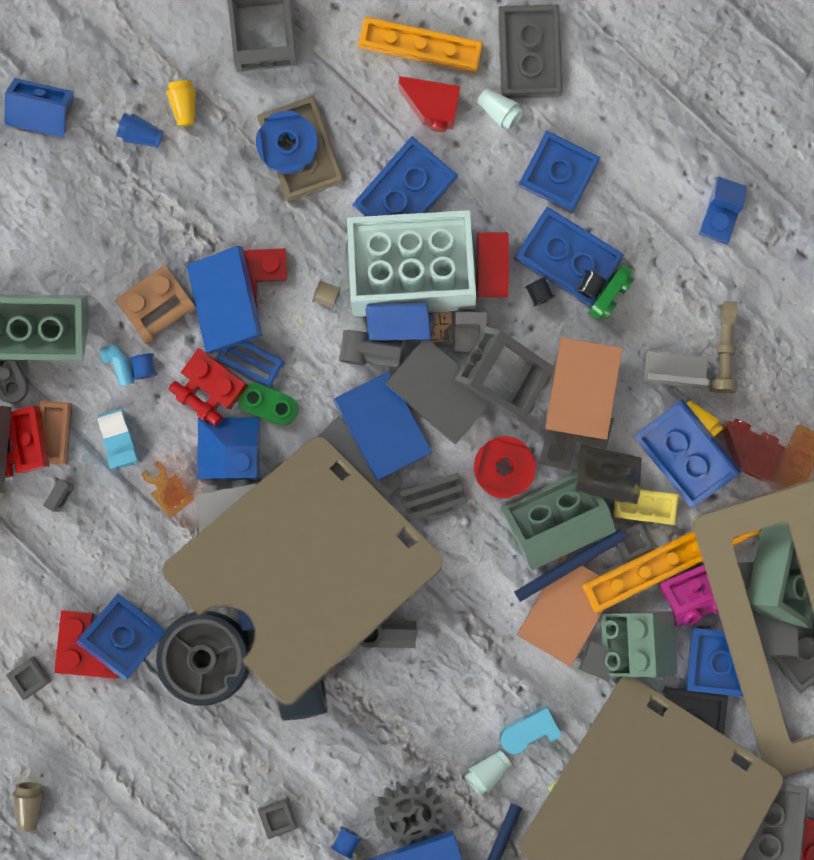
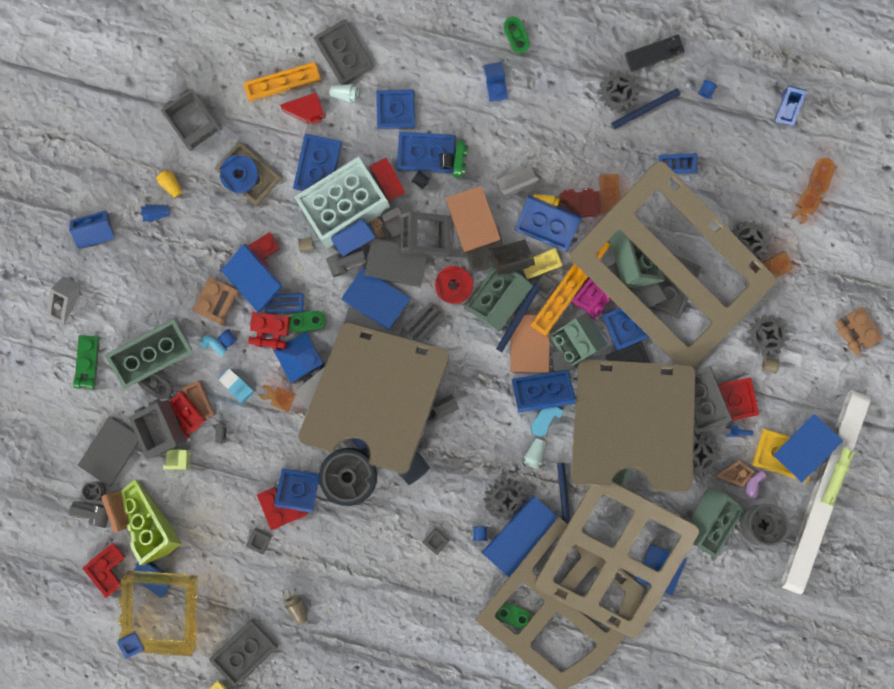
camera: 25 degrees left, 0 degrees up
(548, 690) = (543, 391): none -> blue tile
(725, 383) = (547, 175): dark tan piece -> none
(789, 161) = (516, 36): none -> green plate

